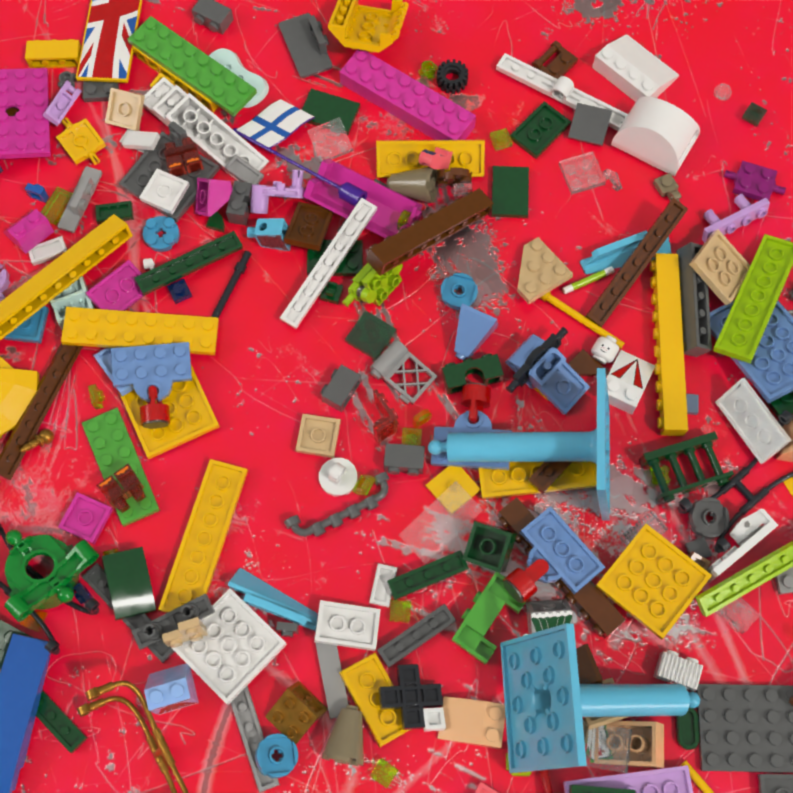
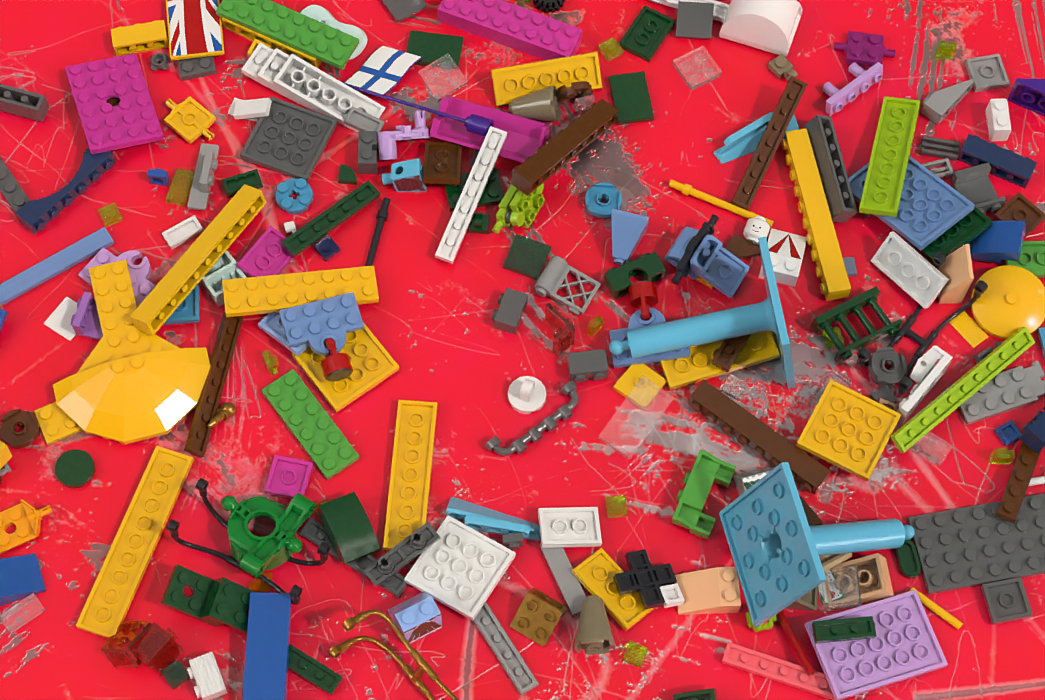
camera: 15 degrees left, 5 degrees down
(29, 230) = (161, 214): dark pink slope -> none
(61, 103) = (162, 85): lavender plate -> none
(82, 594) = (308, 549): clear blue plate -> none
(118, 496) = (319, 440): clear red hips -> none
(124, 109) = (228, 80): tan plate -> none
(164, 191) = (290, 153): white plate -> none
(176, 155) = (301, 118): clear red hips -> none
(177, 133) = (289, 95): dark grey plate -> none
(187, 630) = (423, 557): tan plate -> none
(211, 195) = (338, 149): dark pink slope -> none
(267, 764) = (522, 664): dark azure plate -> none
(318, 435) = (498, 359): tan plate -> none
(364, 485) = (554, 396): clear neon green tile -> none
(380, 592) = (594, 486): white tile -> none
(403, 219) = (534, 141): clear neon green tile -> none
(411, 436) = (589, 343): clear neon green plate -> none
(416, 635) = (637, 525): dark grey plate -> none
(427, 575) = (635, 467): dark green plate -> none
(436, 160) = (555, 77): coral leg -> none
(489, 546) = (688, 428): dark green brick -> none
(540, 271) = (678, 167): tan plate -> none
(554, 556) = (751, 425): medium blue plate -> none
(585, 281) = (725, 168): lime bar -> none
(614, 179) = (729, 68): clear tile -> none
(678, 670) = (888, 507): white brick -> none
(720, 267) = (849, 133): tan plate -> none

